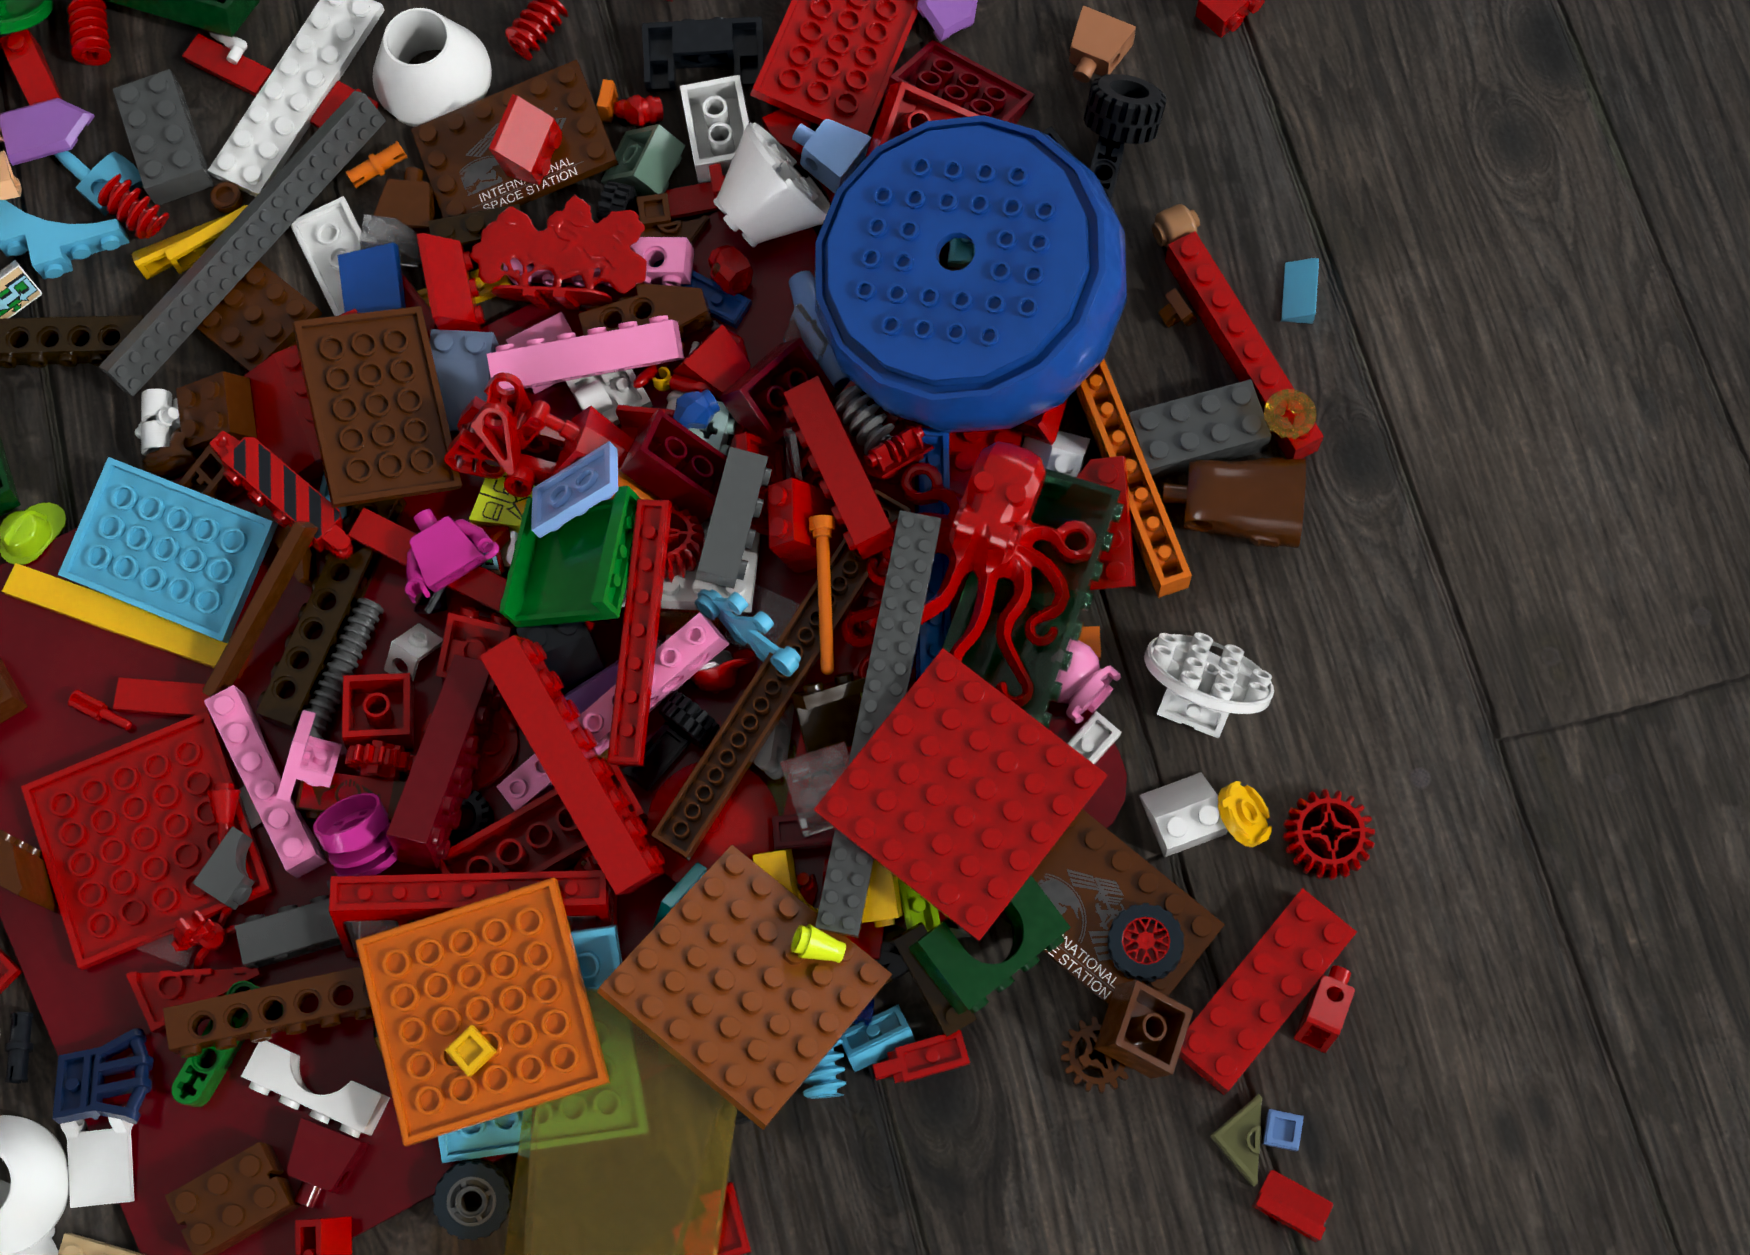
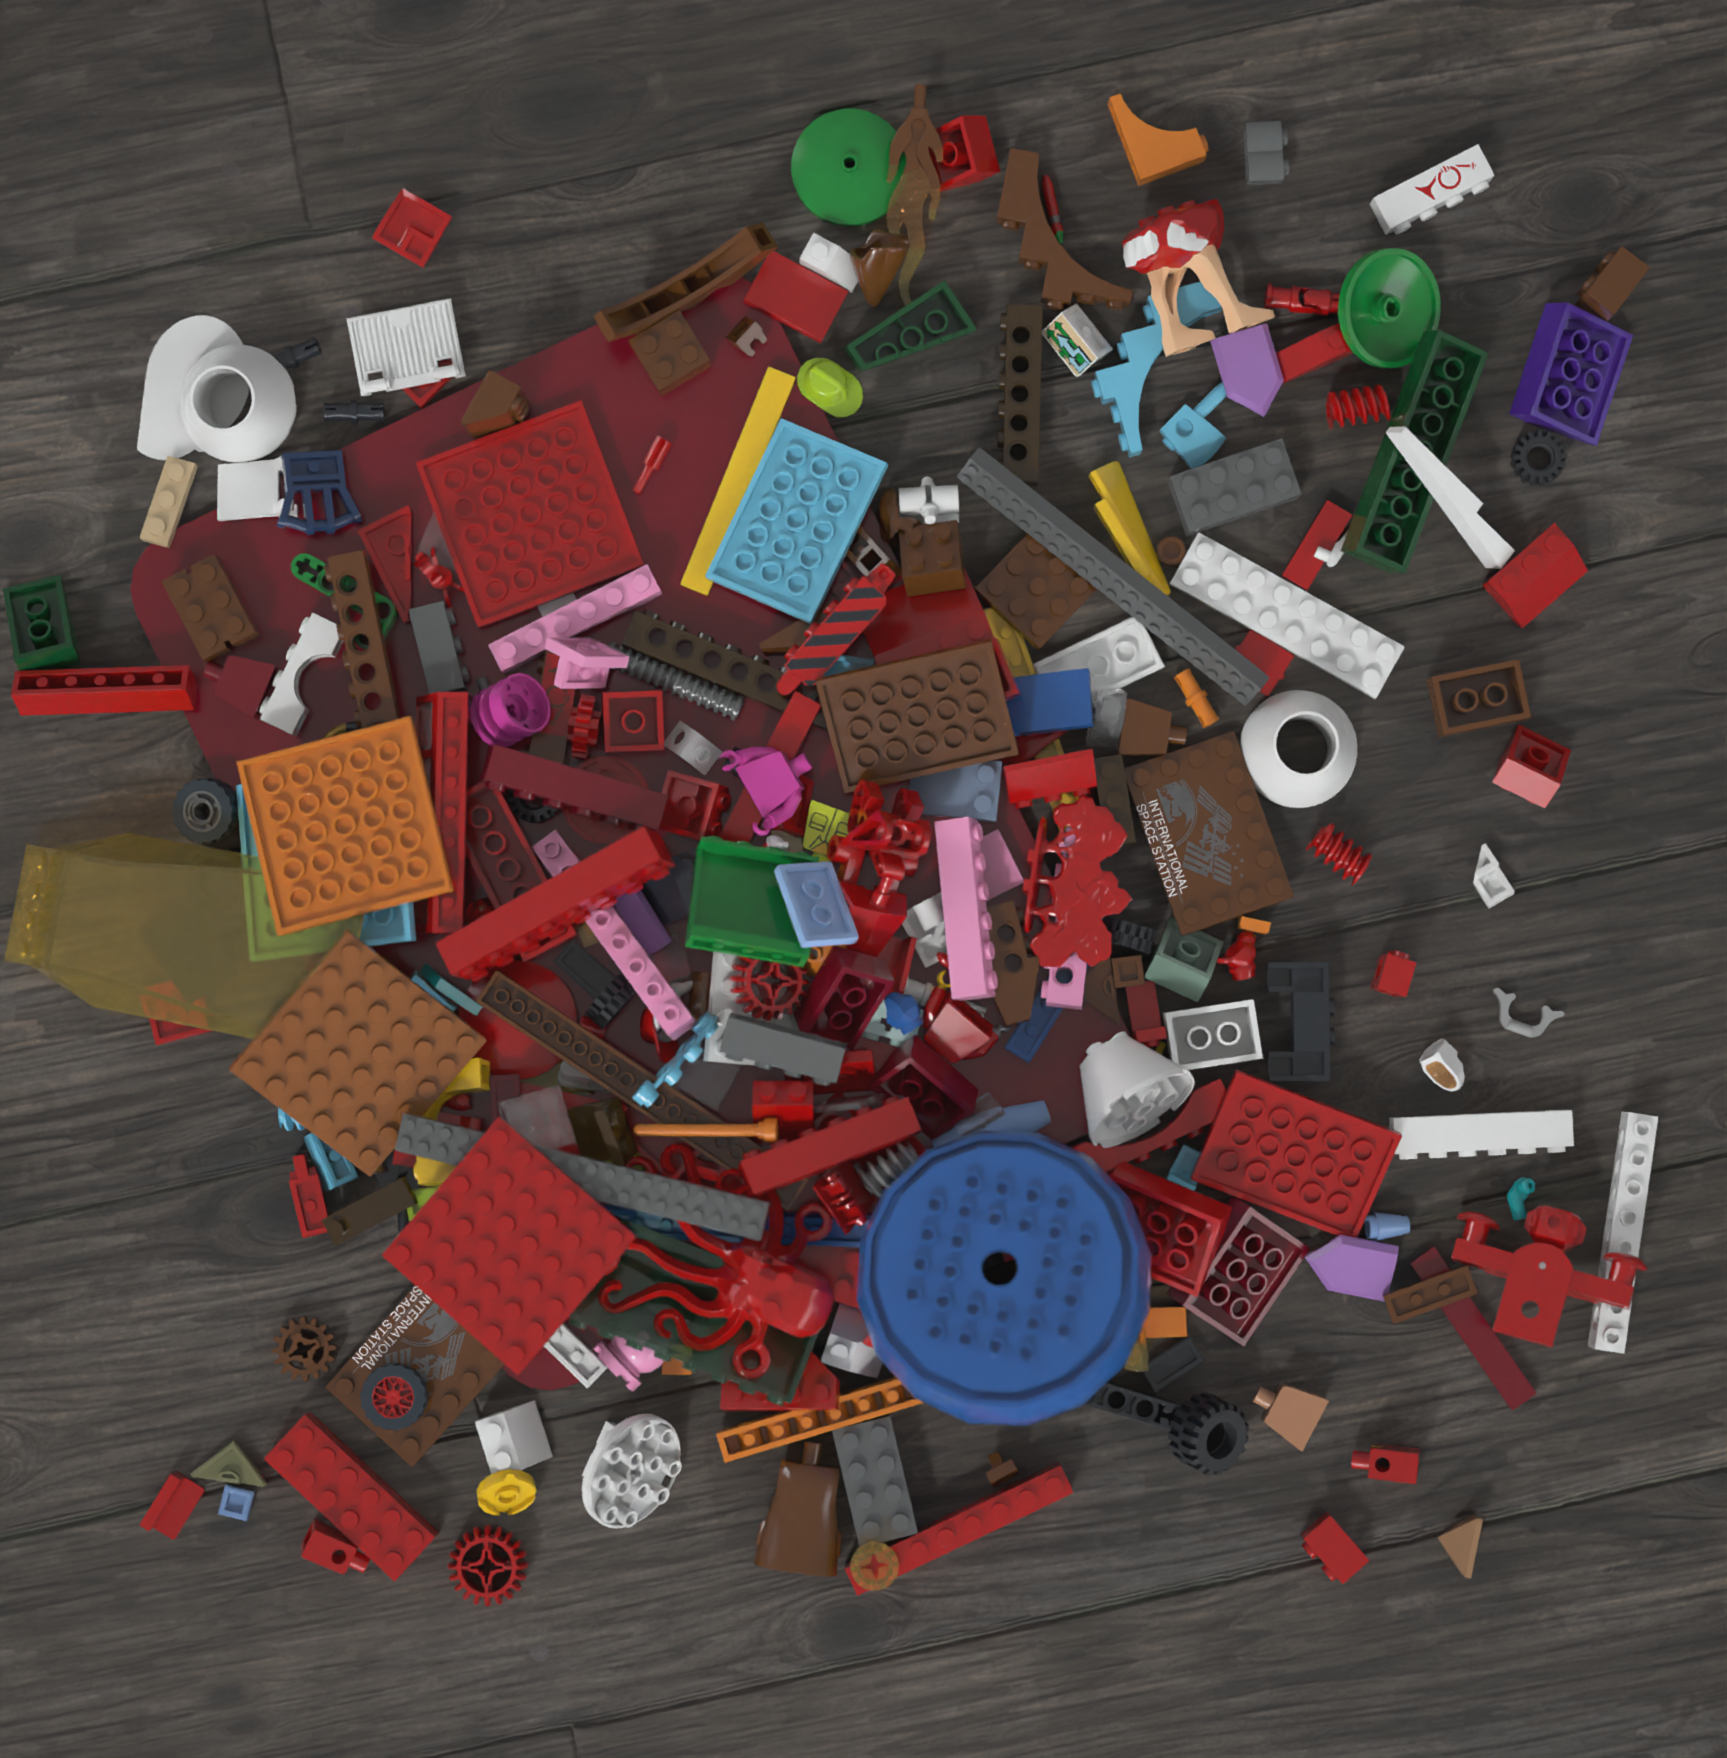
camera: 90 degrees right, 15 degrees up
(131, 209) = (1154, 466): red piece -> none
(159, 697) = (661, 522): red tile -> none
(224, 805) = (552, 586): red cone -> none
(226, 871) = (485, 591): dark grey arch -> none
(260, 607) = (726, 614): reddish brown tile -> none
(470, 1050) = (308, 819): yellow tile -> none
(525, 141) = (1195, 851): slope -> none
(639, 633) = (677, 963): red tile -> none
(730, 269) = (1058, 1043): red rock -> none
(815, 944) = (388, 1114): neon yellow cone -> none
(831, 151) = (1171, 1146): light blue torso -> none
(968, 981) = (358, 1244): dark green arch -> none
(1144, 1029) = (316, 1390): reddish brown brick -> none
(1174, 224) = (1086, 1474): medium nougat head -> none
(1300, 291) = (1017, 1588): medium azure slope -> none

